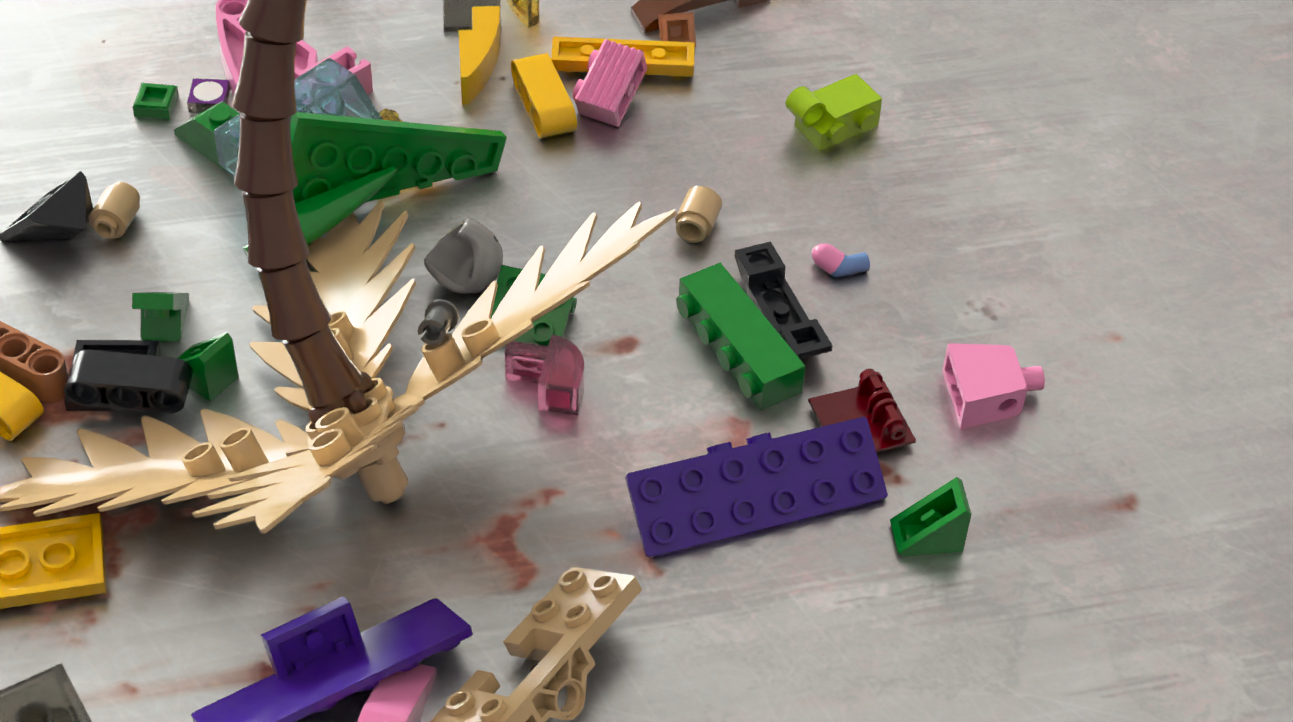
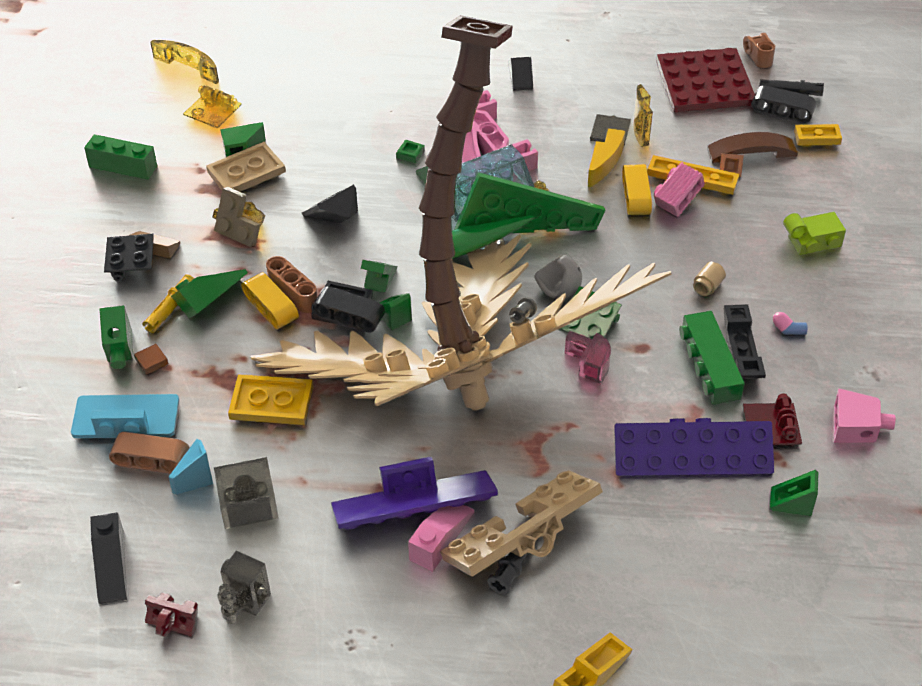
camera: 20 degrees right, 0 degrees up
(115, 210) = (369, 210): tan brick -> none

